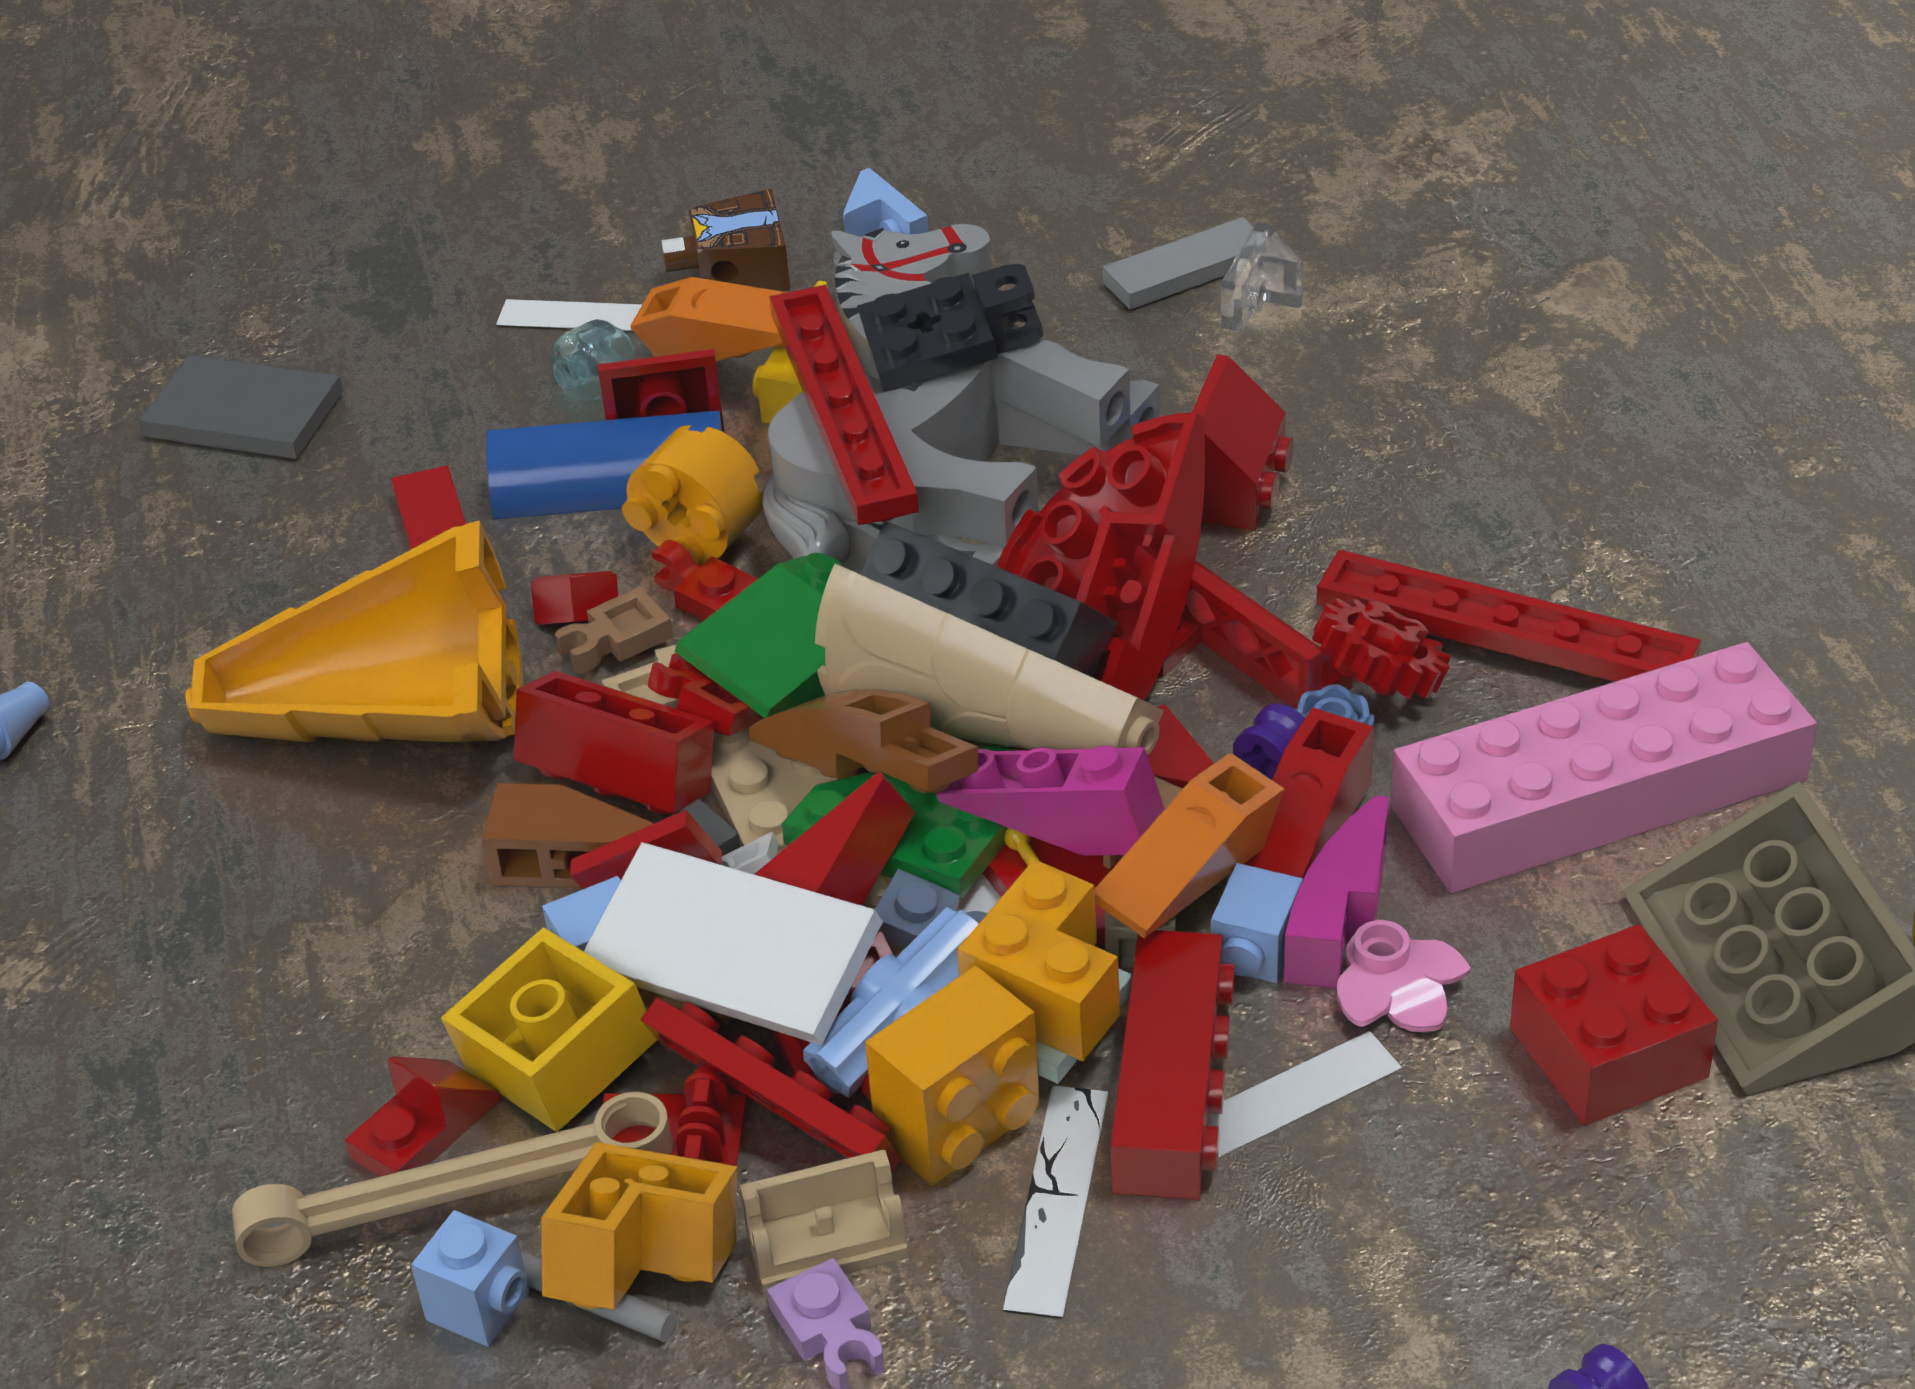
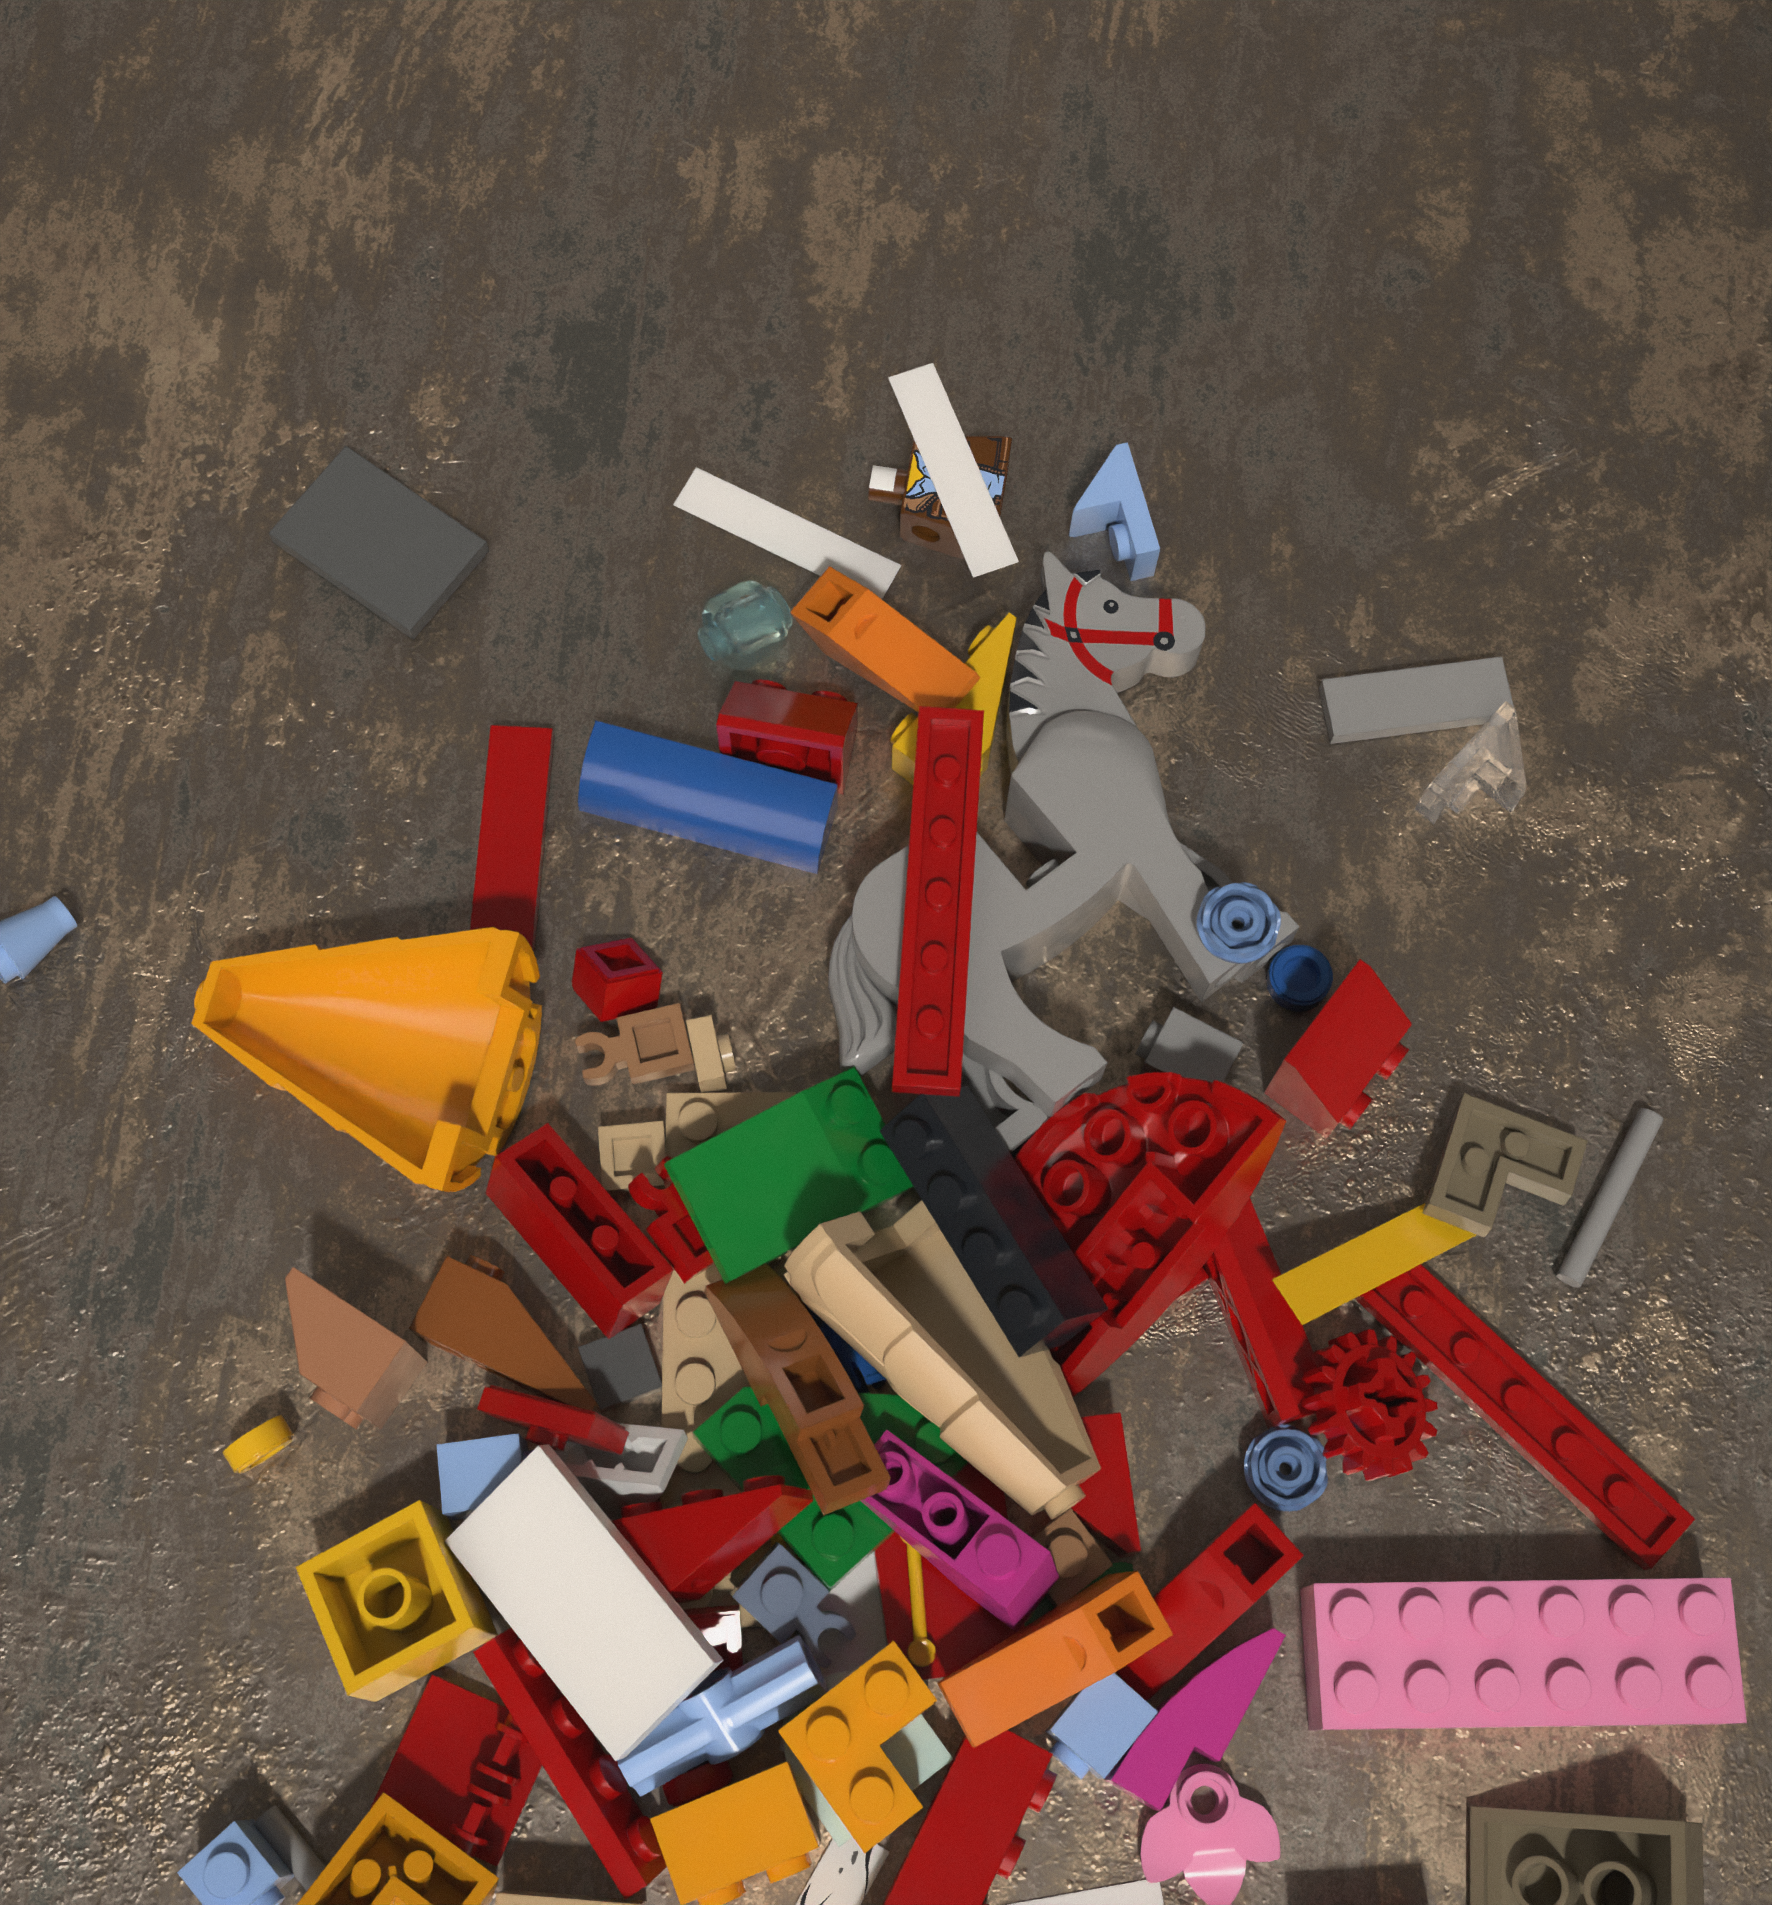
camera: 15 degrees right, 30 degrees up
(365, 980) = (259, 1444): none -> yellow tile
(425, 1117) = (255, 1636): red slope -> none
(432, 1183) = (254, 1740): tan piece -> none
(433, 866) = (348, 1355): none -> nougat slope
(684, 606) = (711, 1054): none -> tan plate
(695, 492) = (769, 908): light orange brick -> none
(696, 587) = (753, 1016): red plate -> none
(731, 216) = (953, 470): none -> white sticker
(965, 322) = (1121, 821): black plate -> none
(1102, 349) = (1243, 903): none -> medium blue plate
(1266, 740) = (1213, 1484): dark purple wheel -> none
(1336, 555) = (1366, 1262): none -> yellow sticker
(1395, 484) = (1497, 1148): none -> dark tan plate
(1514, 491) = (1609, 1197): none -> light grey bar

